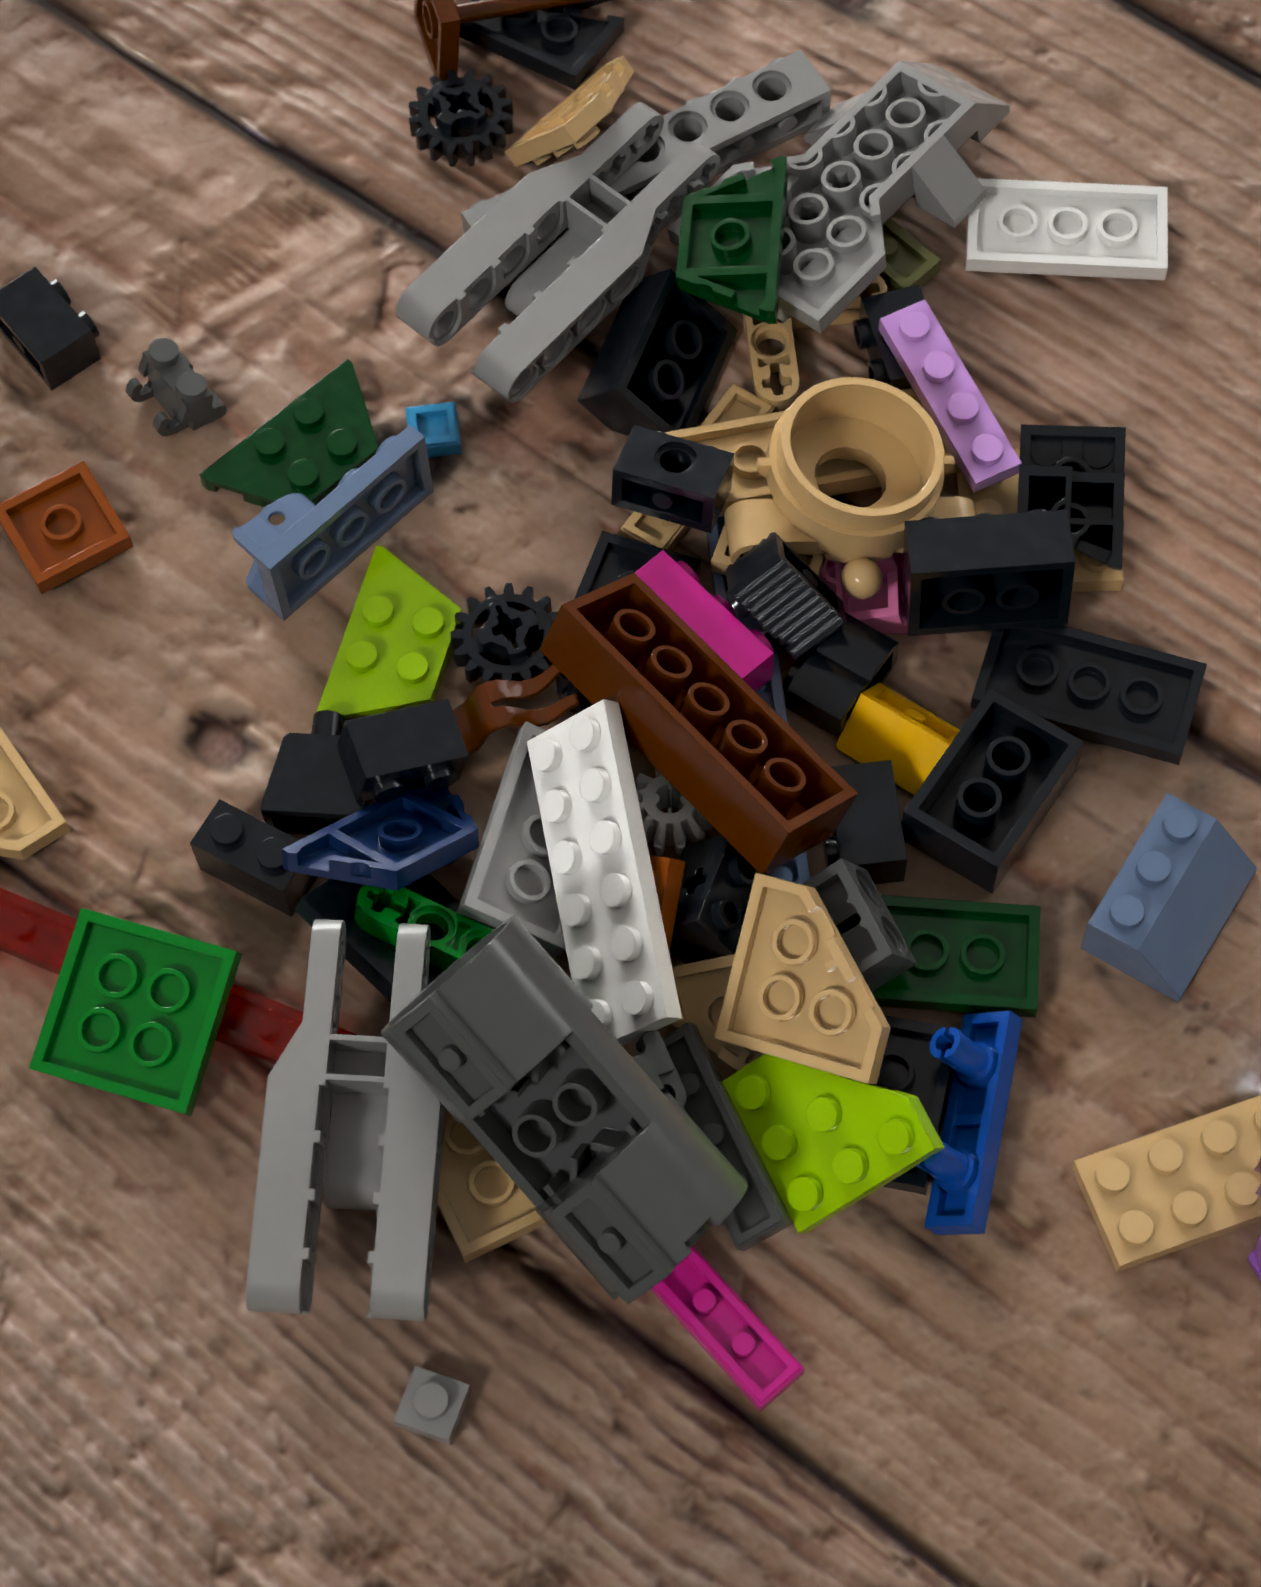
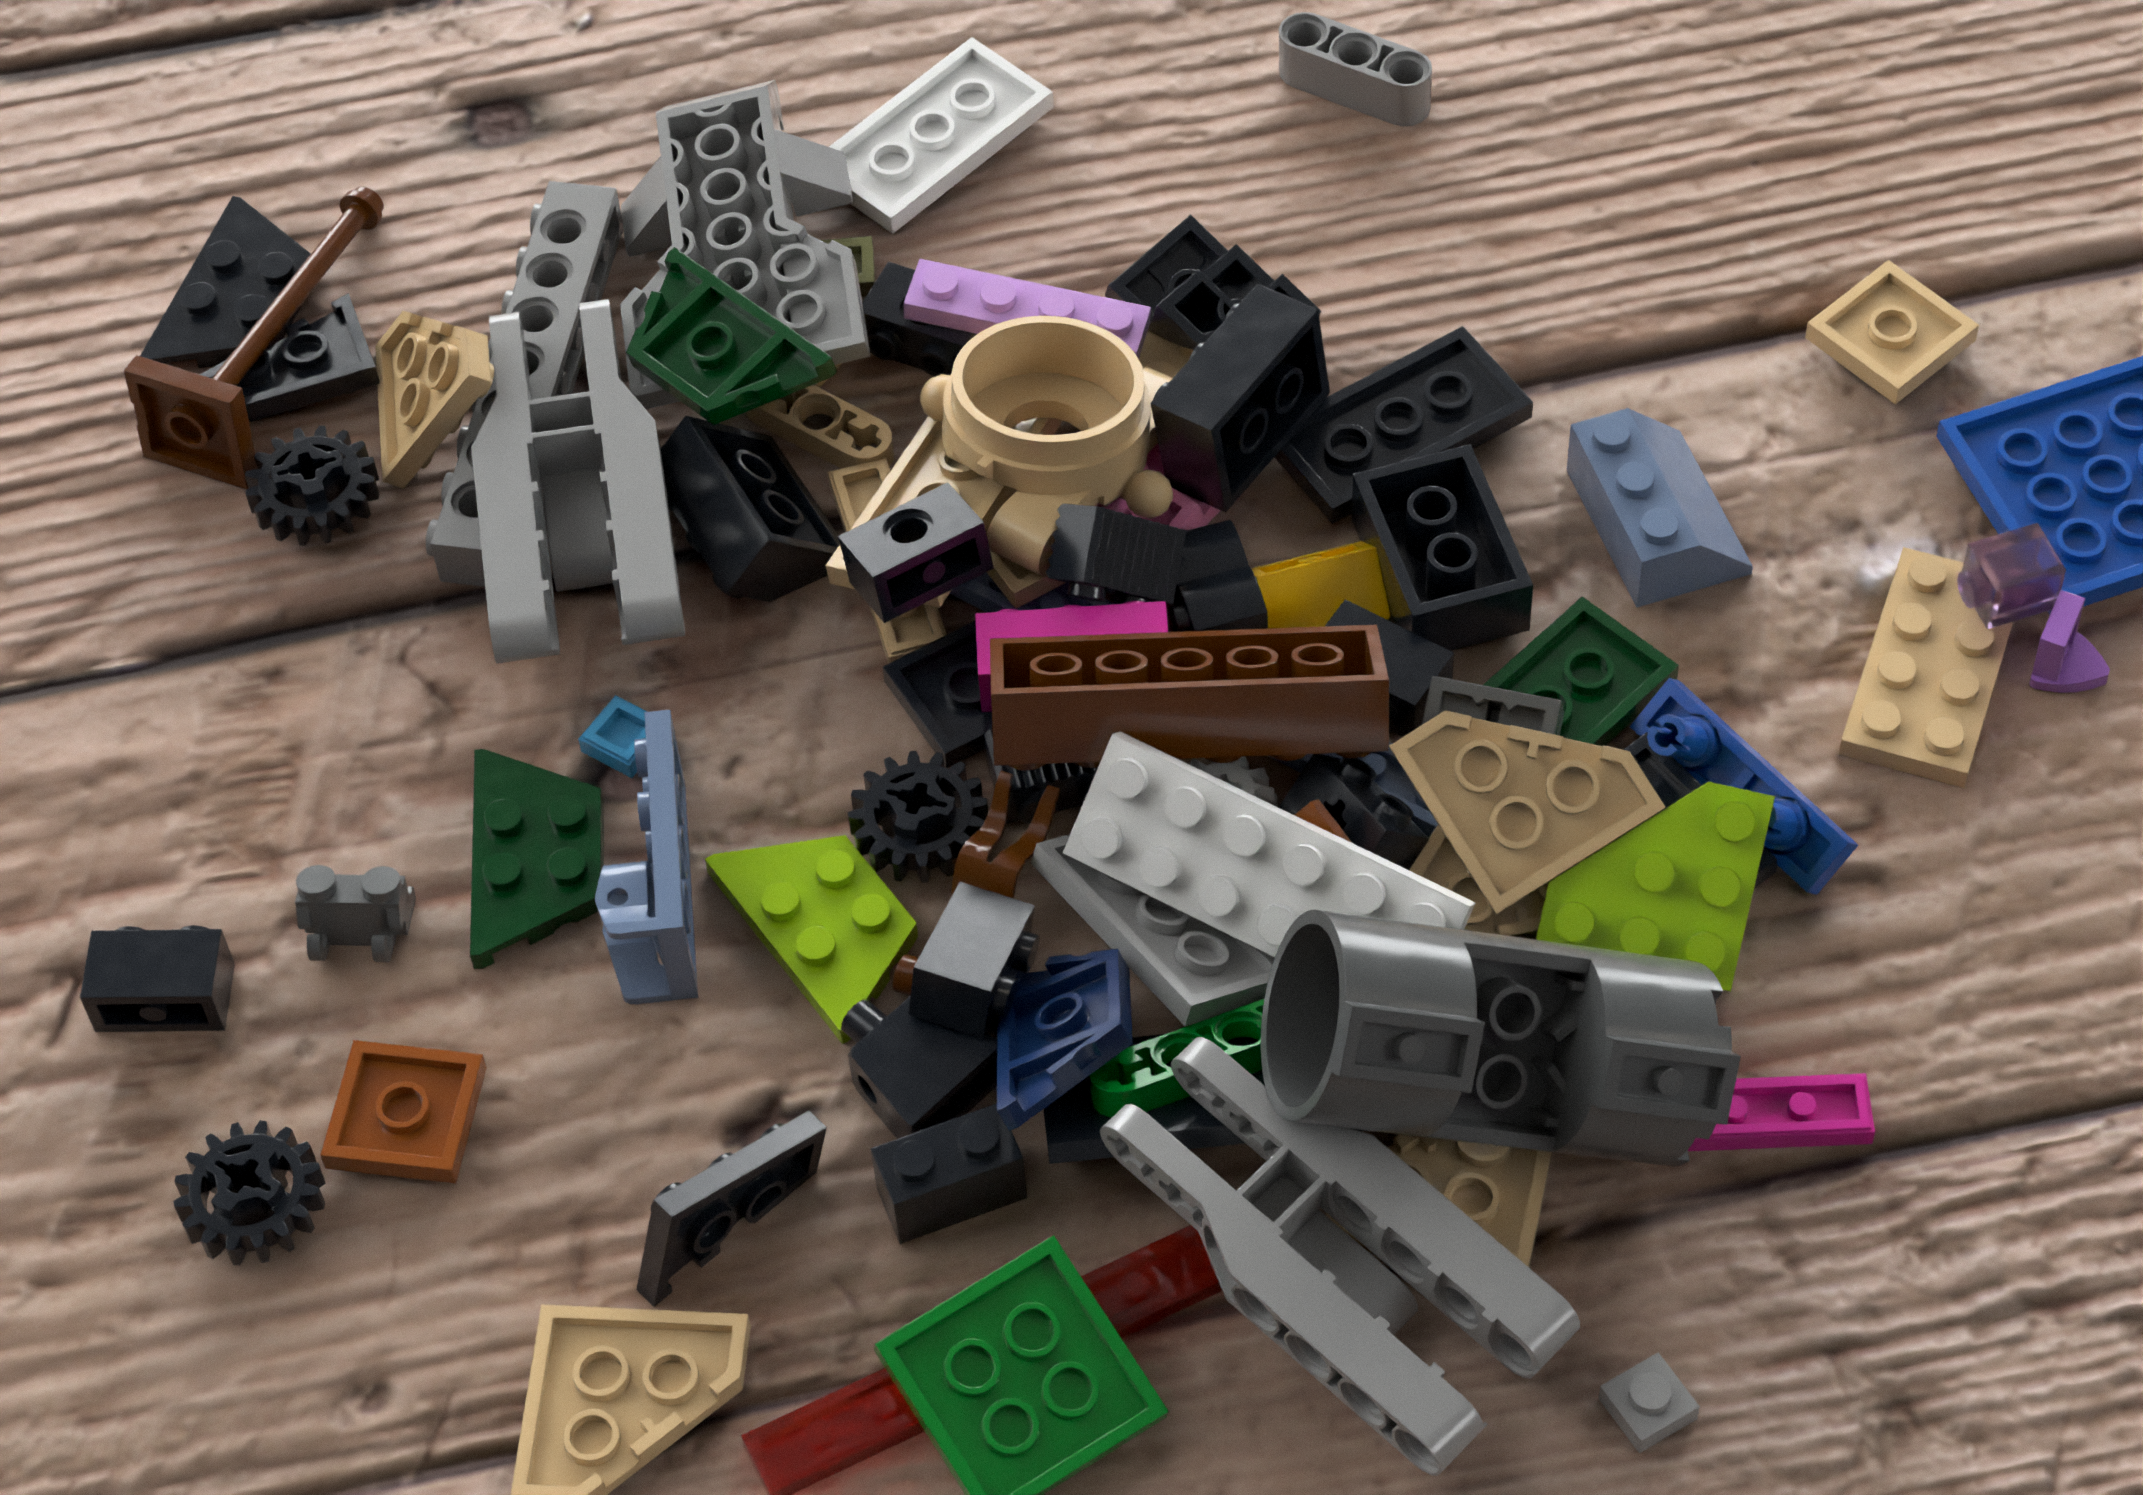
camera: 50 degrees left, 10 degrees down
(116, 743) = (698, 1214): none -> black wing

